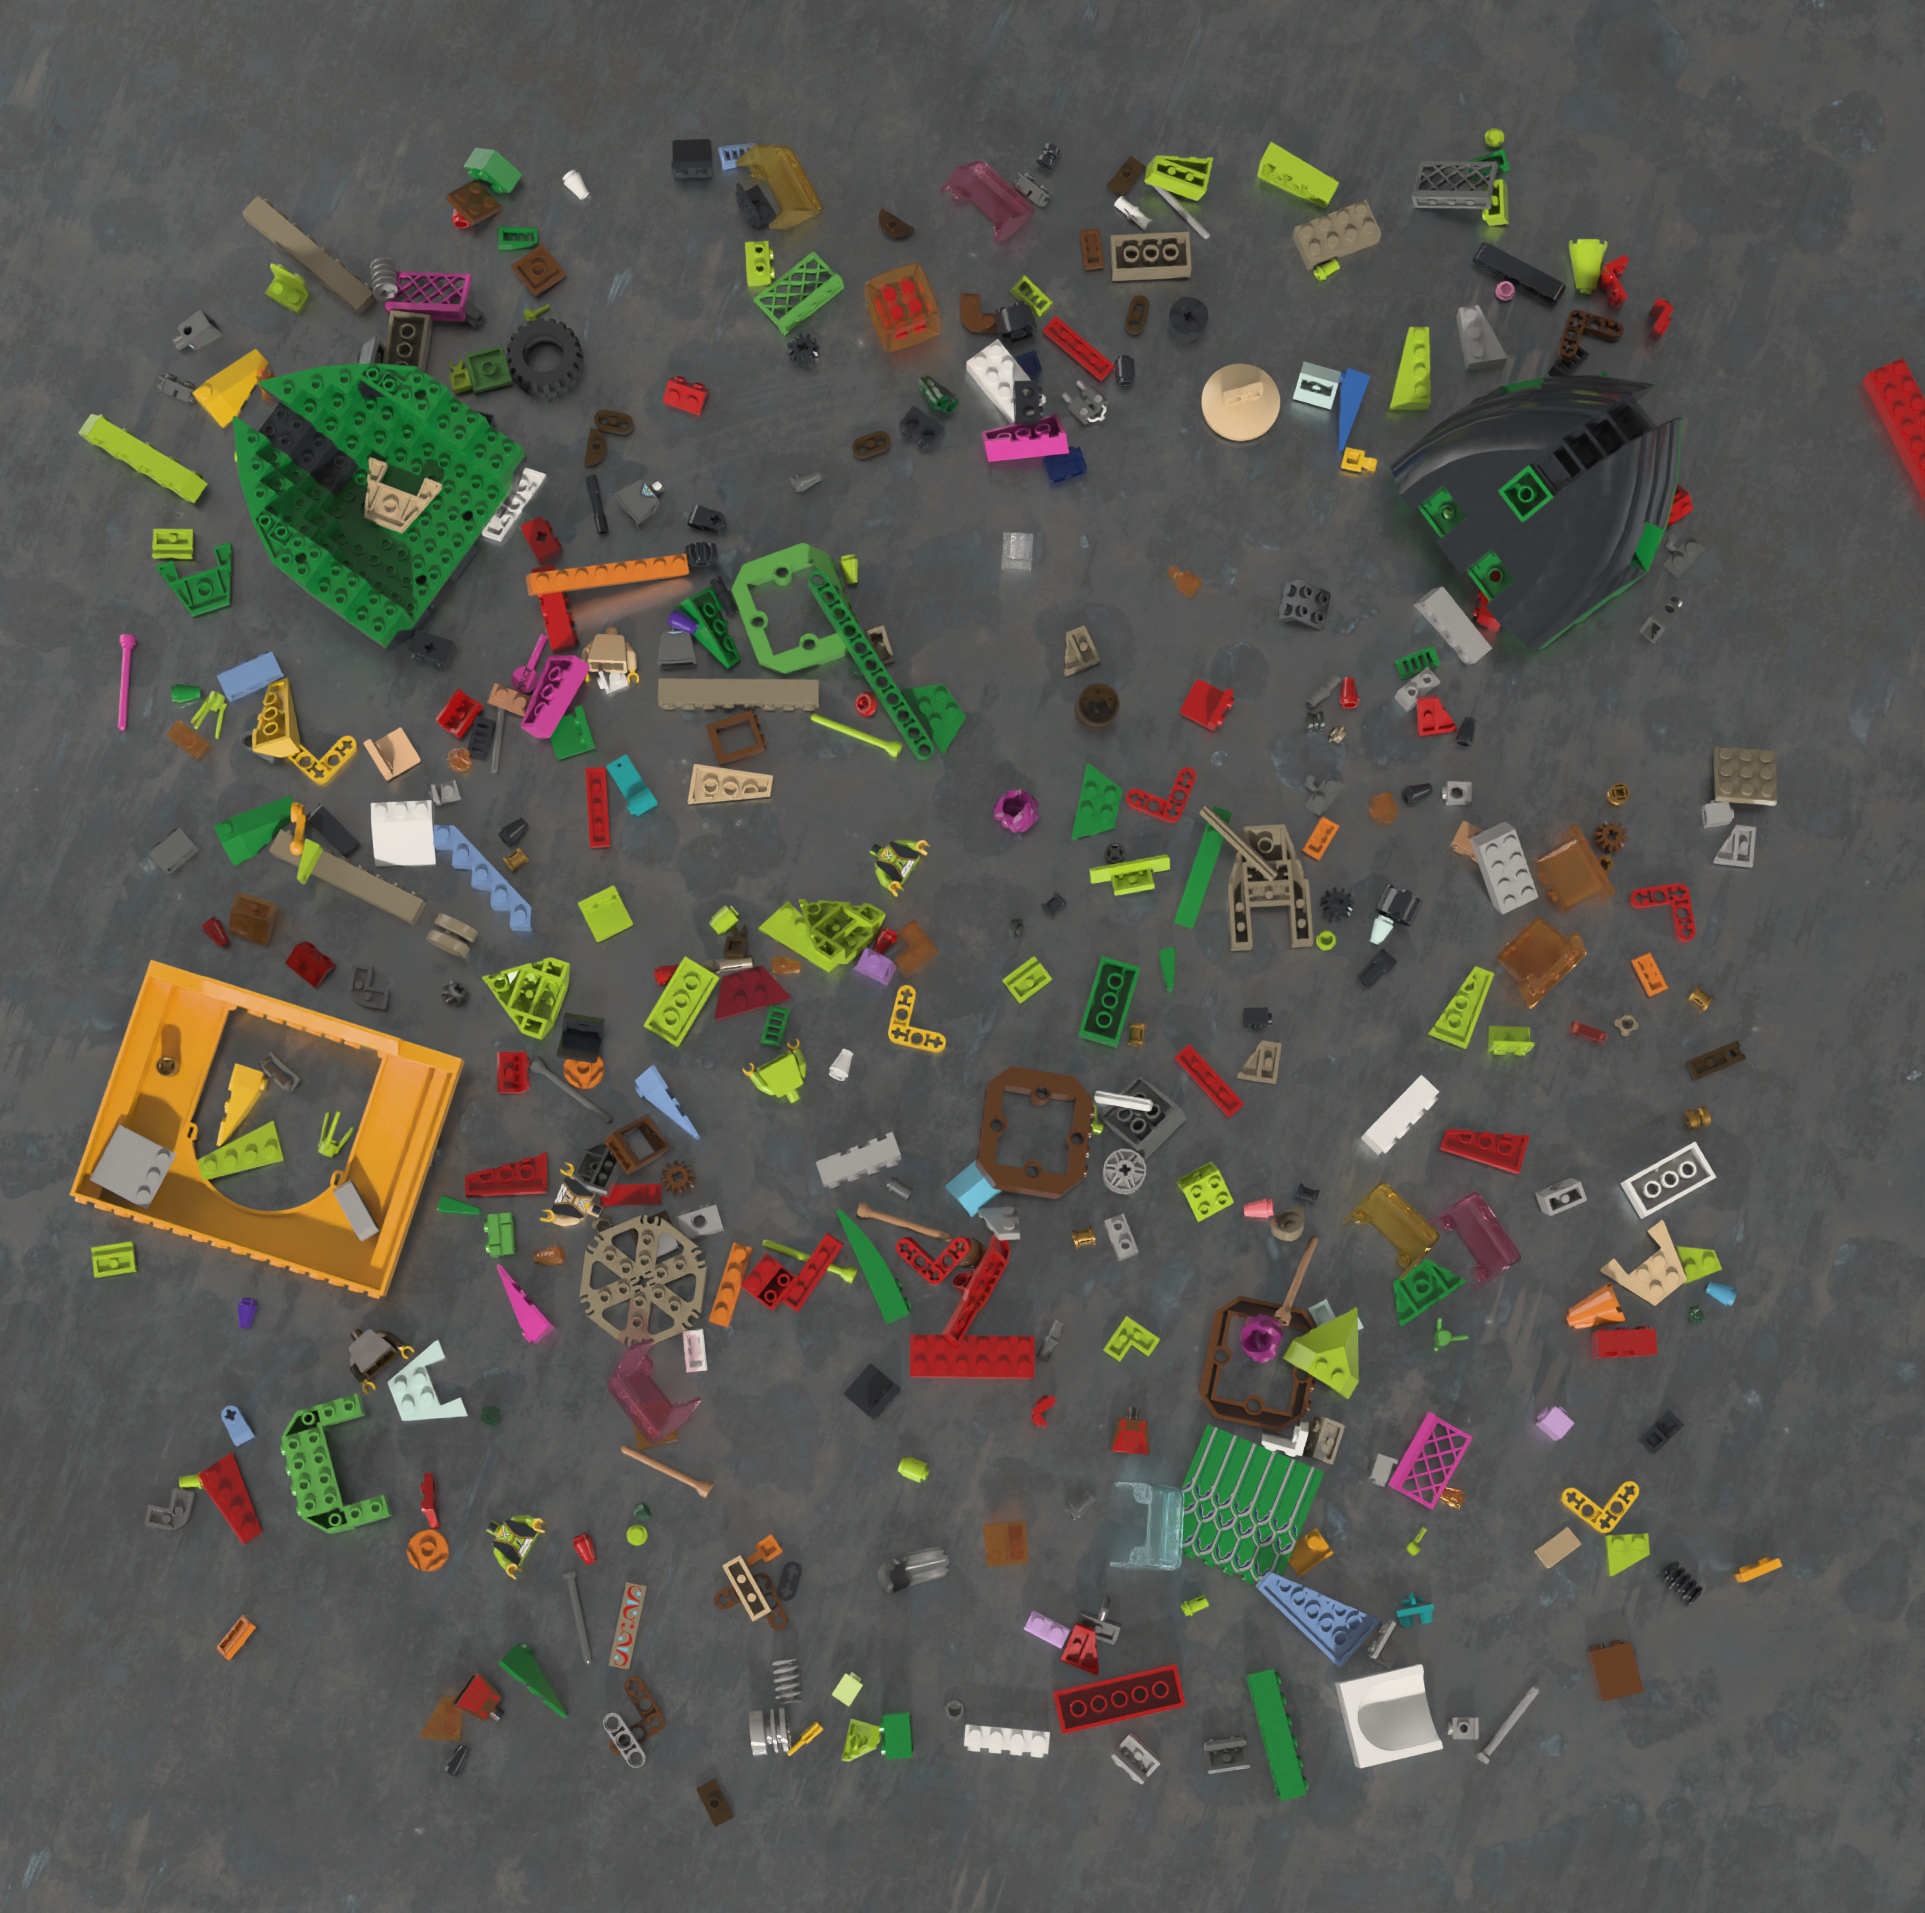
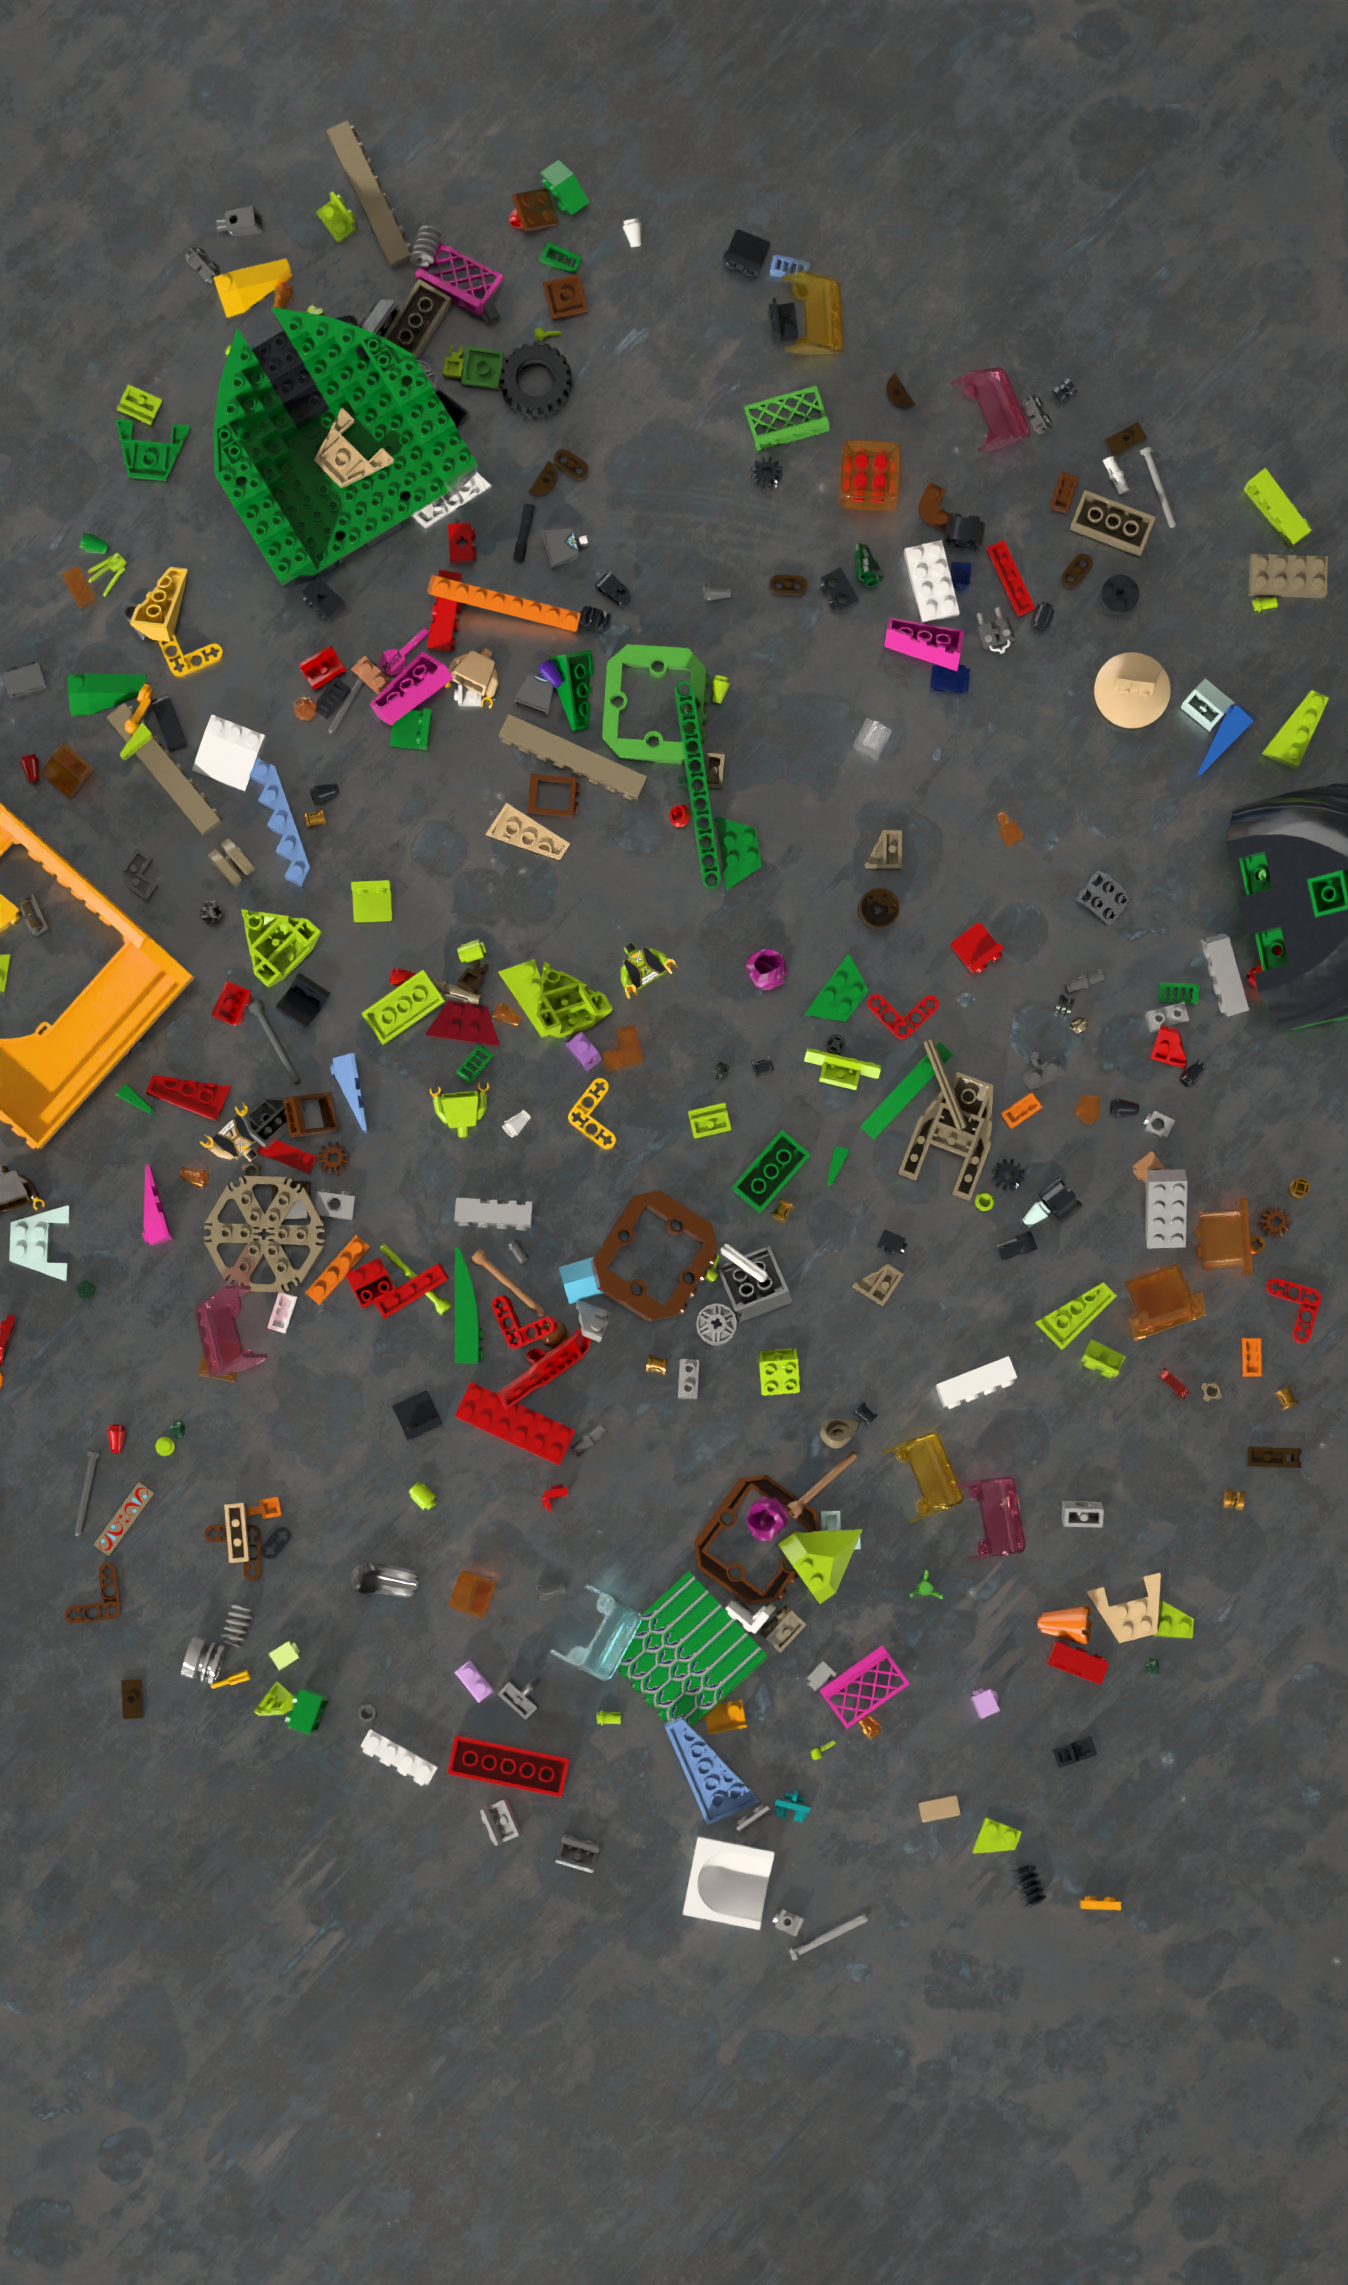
camera: 25 degrees right, 5 degrees up
(127, 643) = (62, 477): dark pink piece -> none
(143, 457) = (146, 316): lime brick -> none
(250, 675) = (156, 553): medium blue brick -> none
(309, 963) = (99, 831): red bracket -> none
(326, 1145) = (47, 997): lime plant -> none
(356, 1210) = (47, 1064): light grey beam -> none
(393, 753) = (249, 677): light nougat bracket -> none
(445, 793) = (279, 733): light grey bracket -> none
(501, 1235) = (161, 1139): bright green brick -> none
(514, 1540) = (60, 1404): torso -> none
(525, 1668) = (22, 1514): green wedge -> none
(583, 1074) = (291, 1032): orange tile -> none
(597, 807) = (406, 804): red plate -> none
(632, 786) = (443, 798): teal door -> none
(634, 1745) = (73, 1605): light grey beam -> none
(685, 394) = (645, 467): red bracket -> none
(703, 1487) = (237, 1430): medium nougat piece -> none
(724, 596) = (598, 664): black pin -> none
(758, 263) = (762, 376): lime brick -> none
(884, 940) = (601, 1031): red cone -> none
(891, 747) = (684, 864): lime piece -> none
(1023, 402) = (935, 608): black brick -> none
(1035, 291) = (978, 500): lime slope -> none
(1082, 1649) = (496, 1711): red wing -> none
(1130, 1334) = (658, 1465): lime plate -> none
(1131, 1434) = (620, 1550): torso -> none
(1180, 175) = (1172, 461): lime wedge -> none
(1209, 1081) = (826, 1278): red plate -> none
(1259, 1208) = (819, 1407): coral cone -> none
(1276, 1734) = (626, 1855): green brick -> none
(1349, 696) = (1105, 995): red cone -> none
(1355, 460) = (1210, 787): yellow plate -> none
(1422, 1289) = (926, 1539): green wing -> none
(1497, 1150) = (1040, 1444): red wing -> none
(1599, 1513) = (988, 1796): yellow beam -> none
(1615, 1670) = (939, 1932): reddish brown brick -> none
(1668, 1180) = (1181, 1541): white brick -> none
(1721, 1292) = (1183, 1658): dark azure cone -> none

